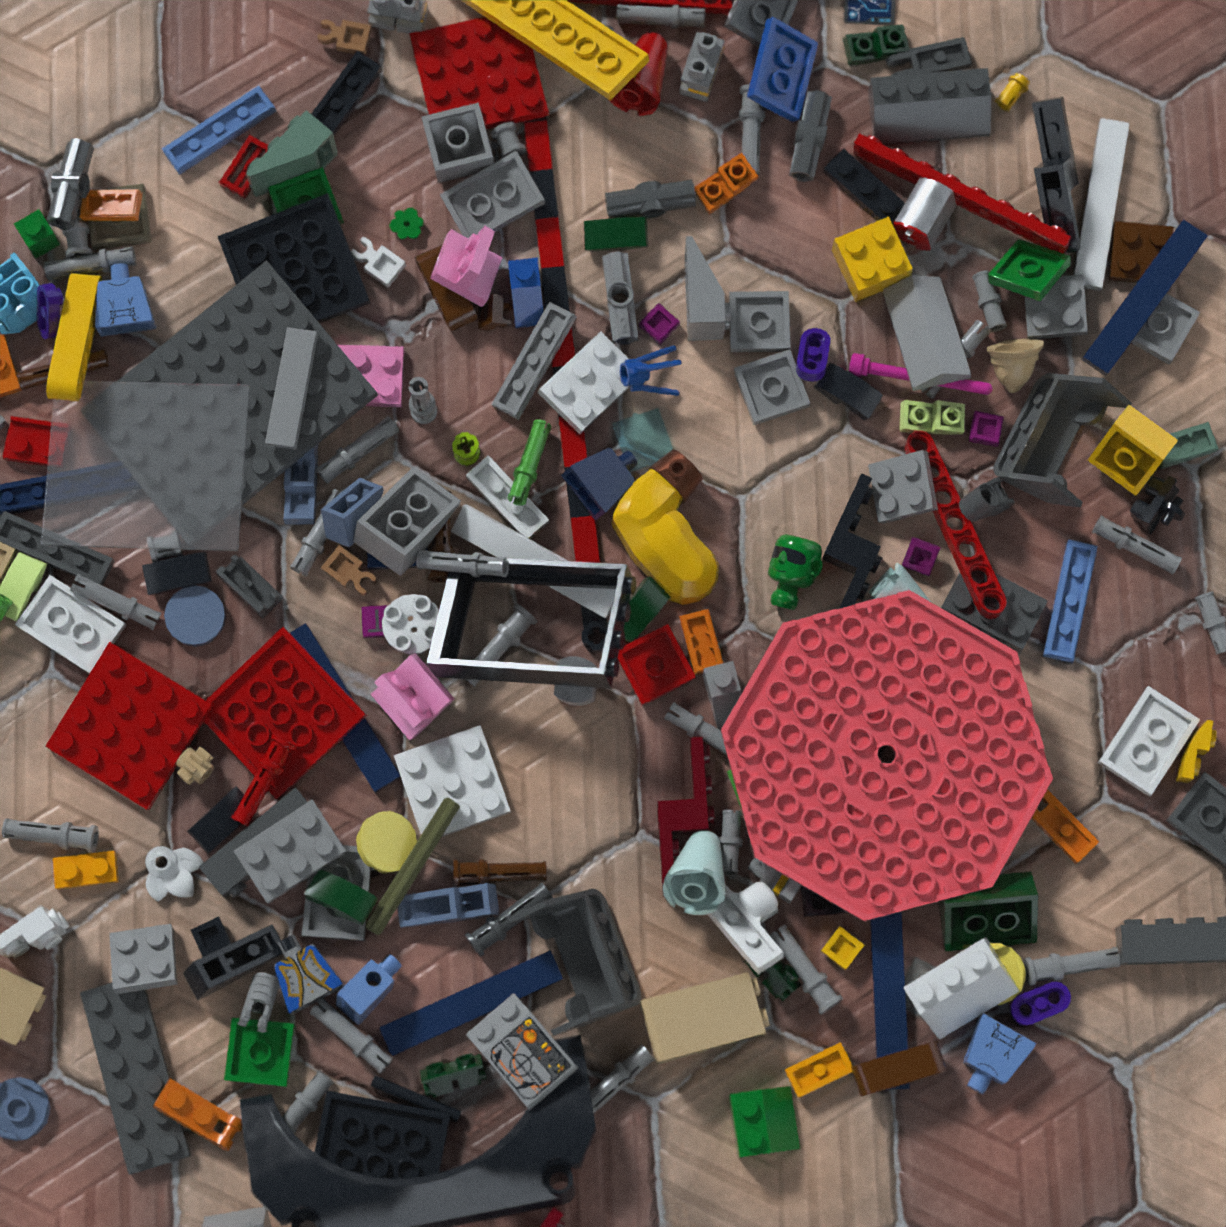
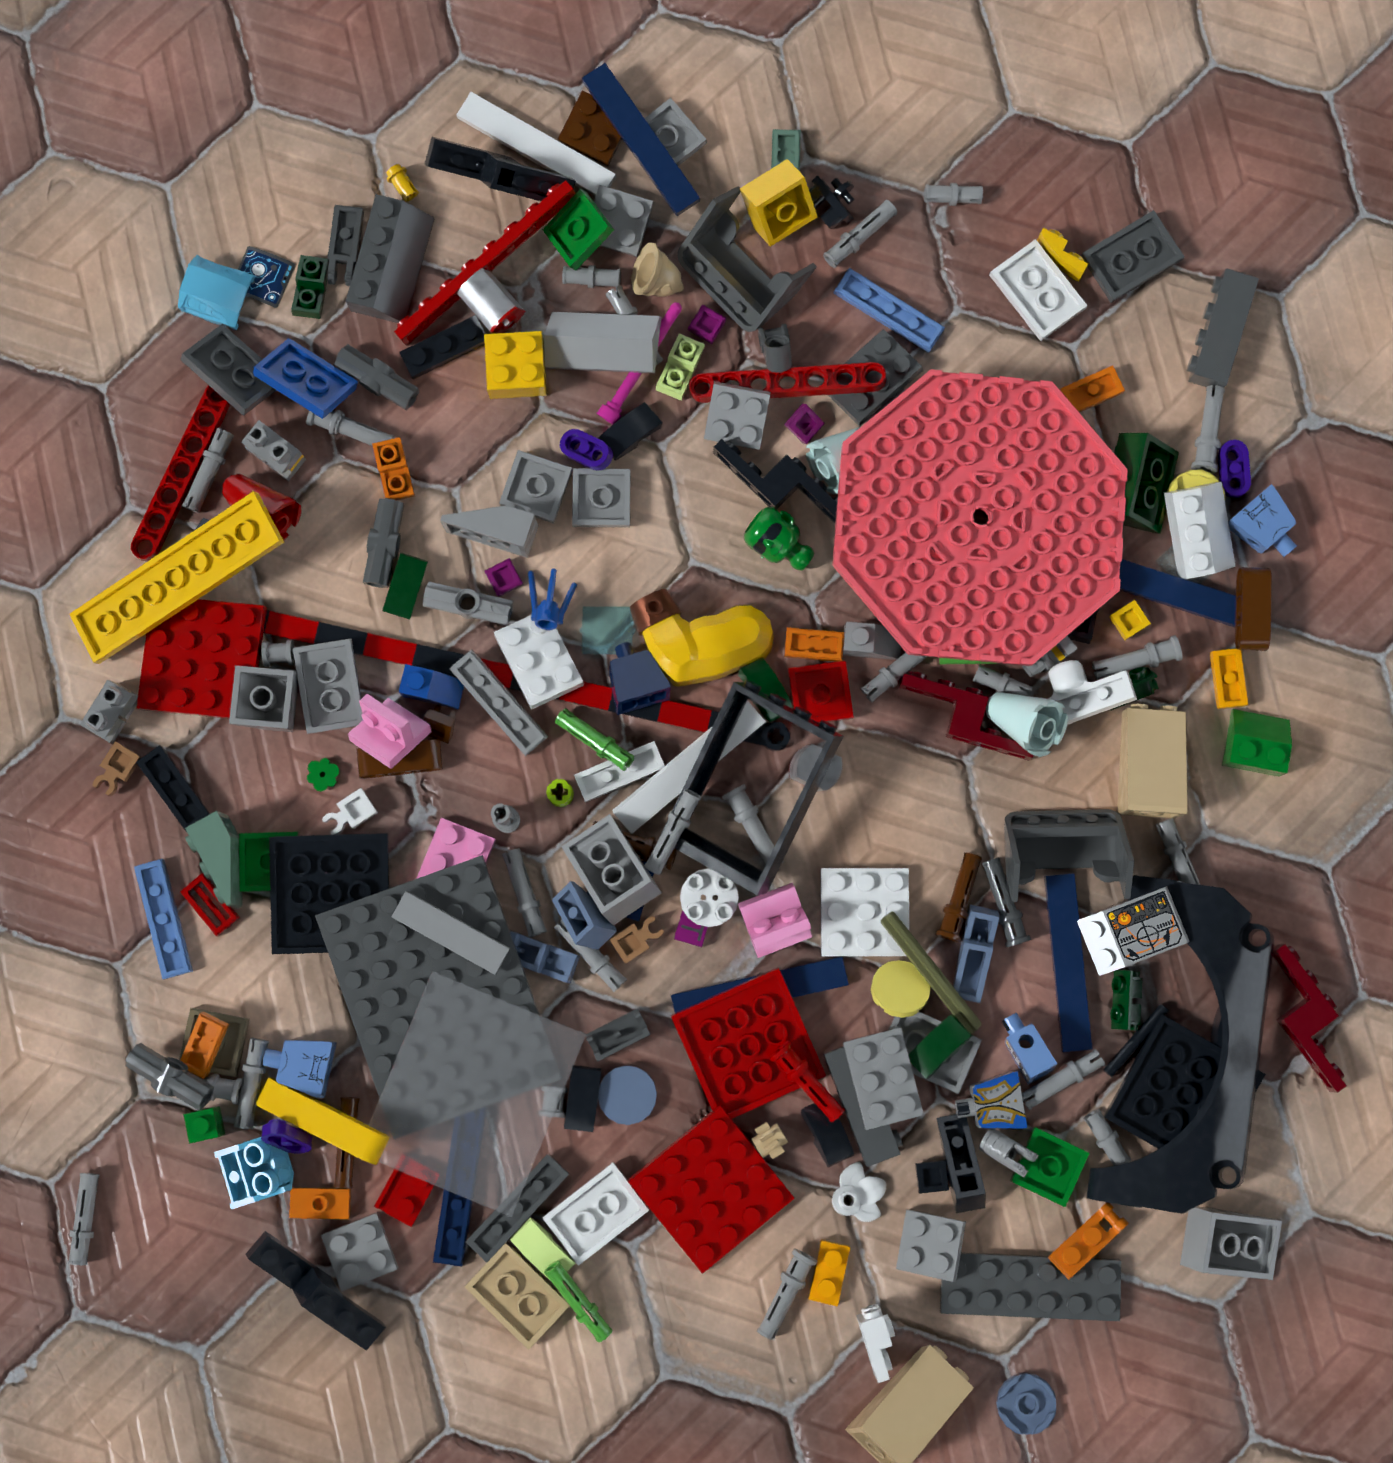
camera: 70 degrees left, 5 degrees up
(117, 602) = (598, 1155): light grey pin -> none

